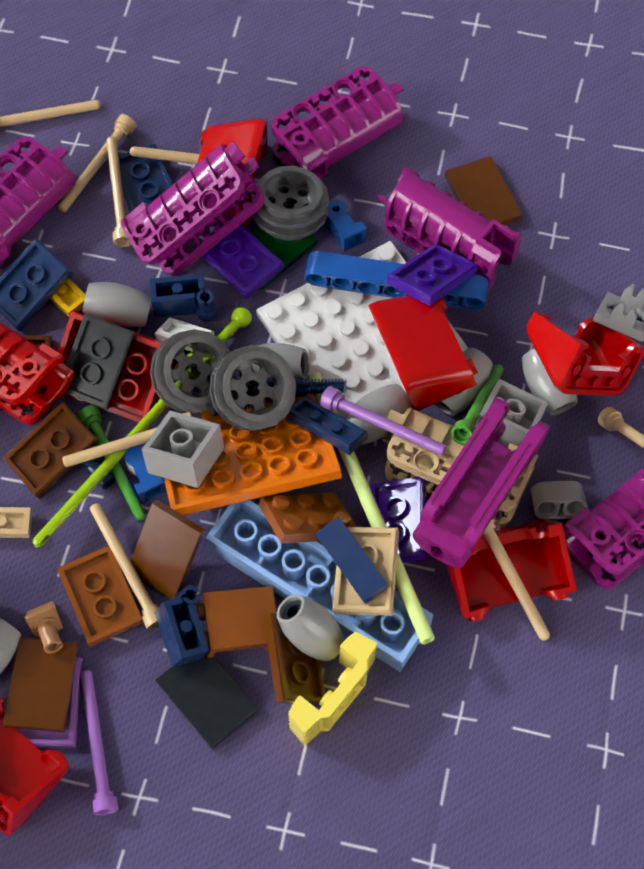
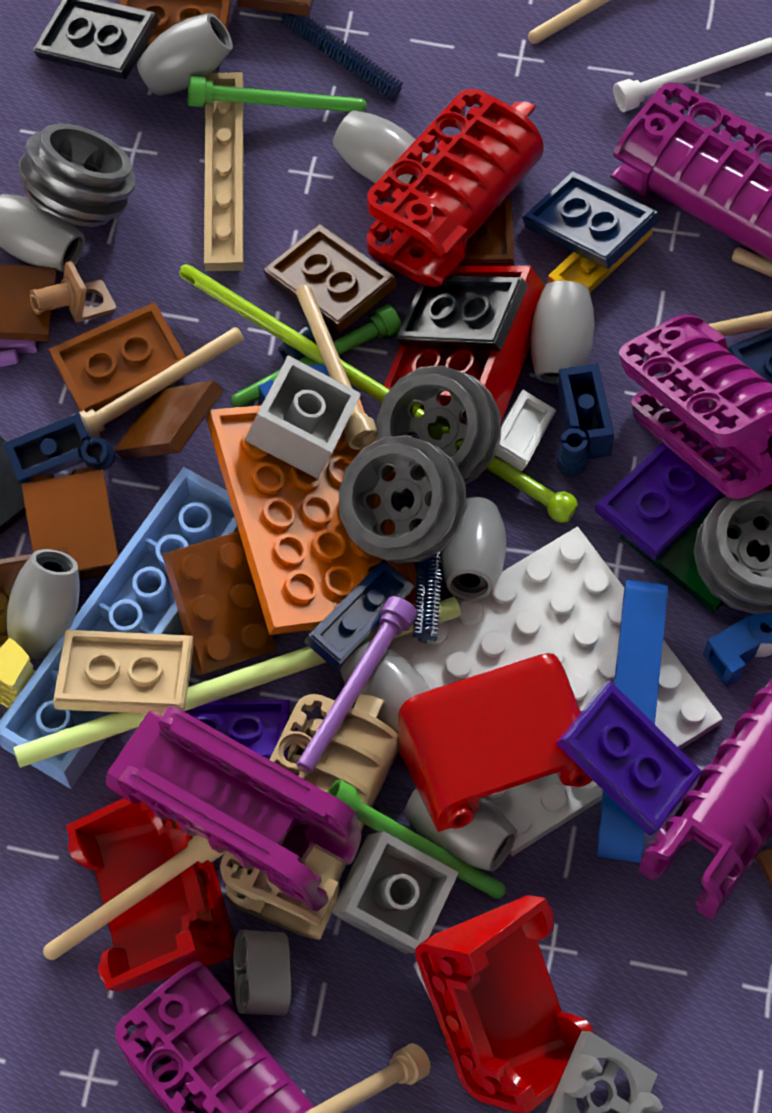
camera: 90 degrees right, 0 degrees up
(352, 560) = (133, 647): dark blue tile -> none

